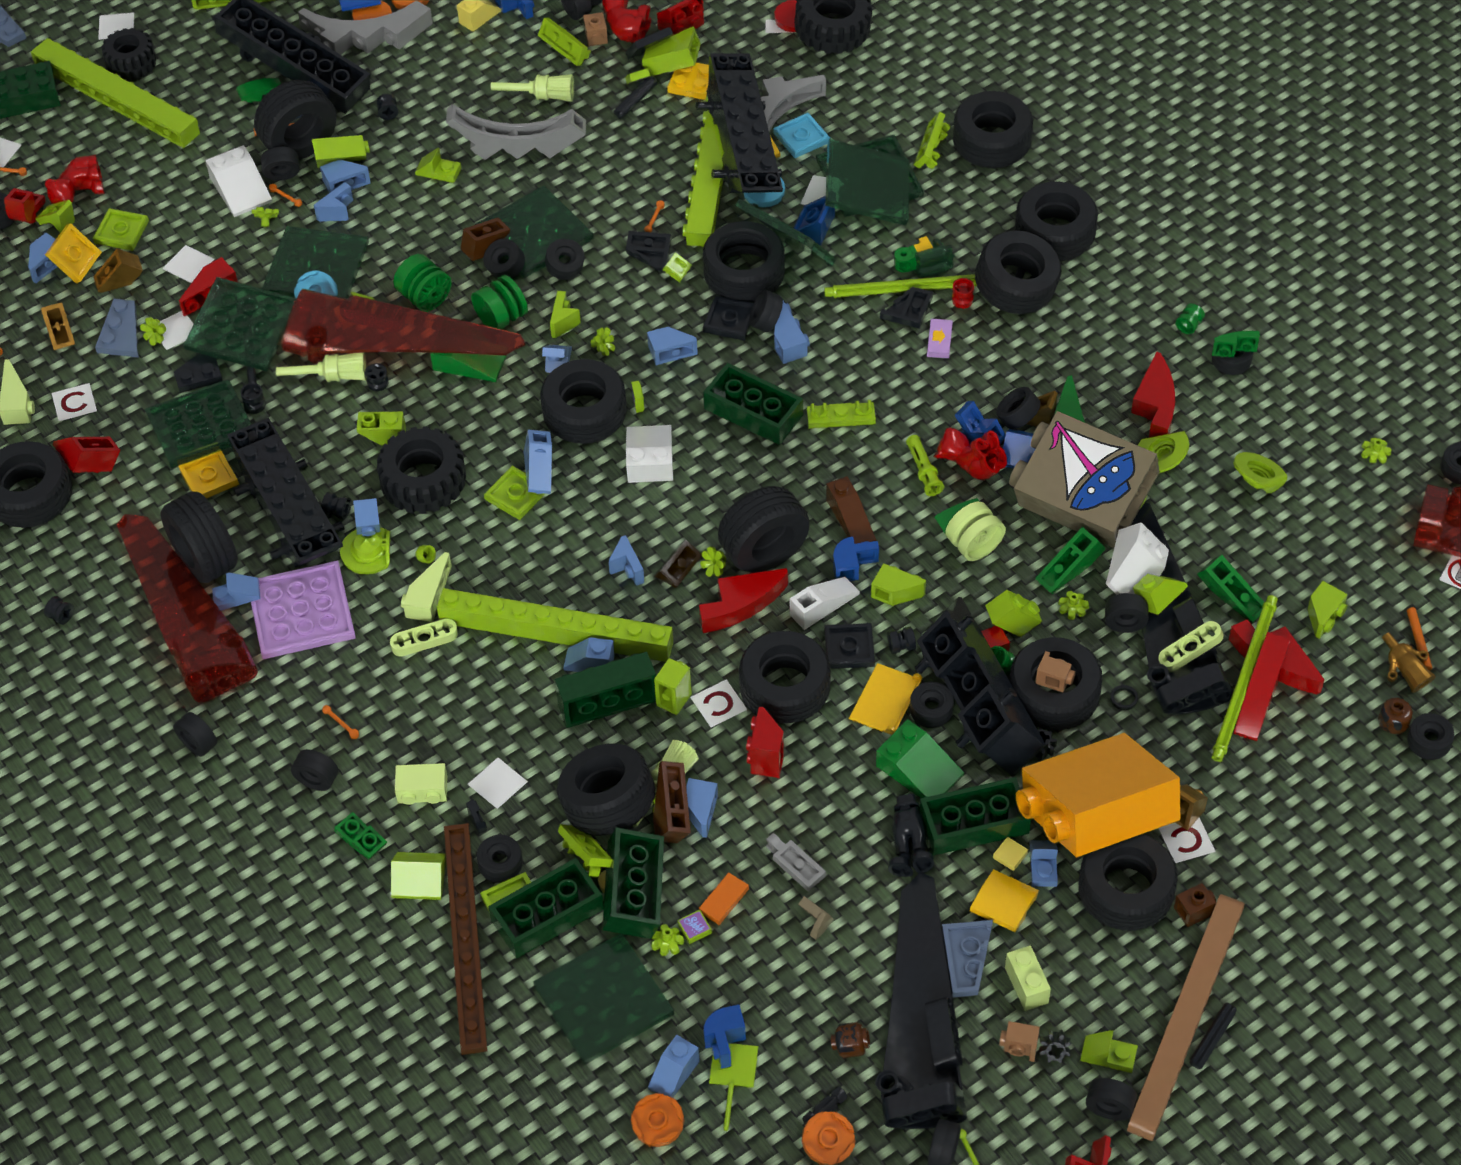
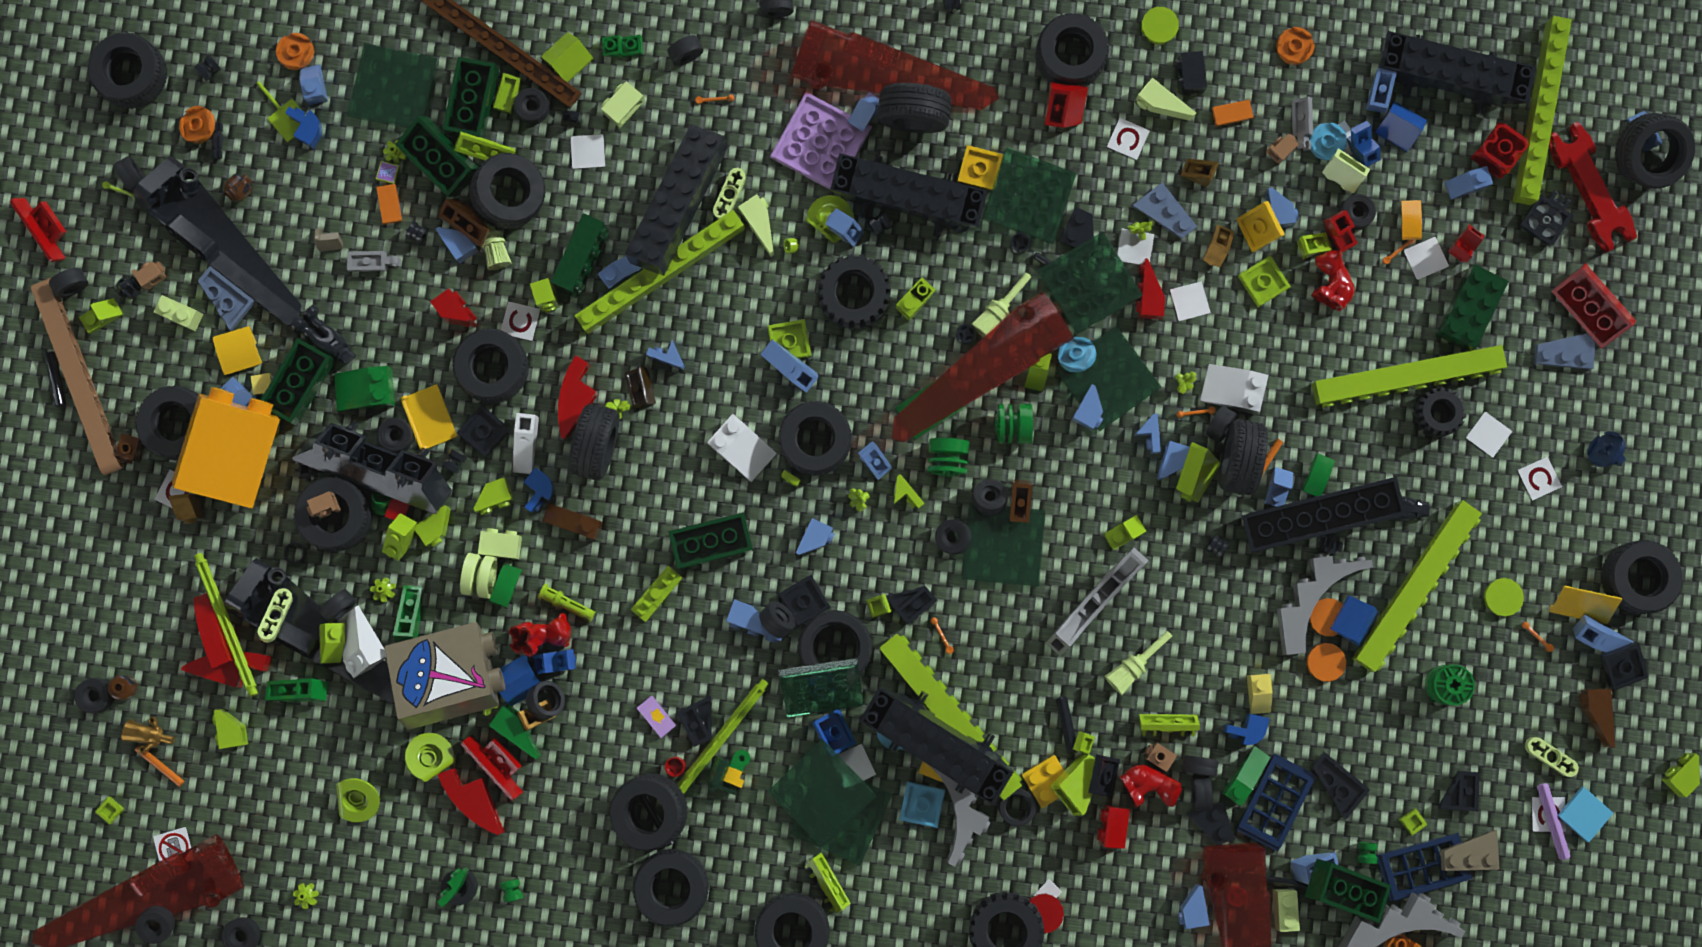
camera: 130 degrees right, 30 degrees up
(355, 249) = (1089, 410): none -> medium blue slope
(471, 651) = (677, 200): none -> black brick
(726, 846) = (417, 232): none -> black wheel
(932, 547) = (500, 544): none -> yellowish green piece
(975, 601) = (434, 527): none -> lime slope
(1108, 404) = (496, 762): none -> red bracket

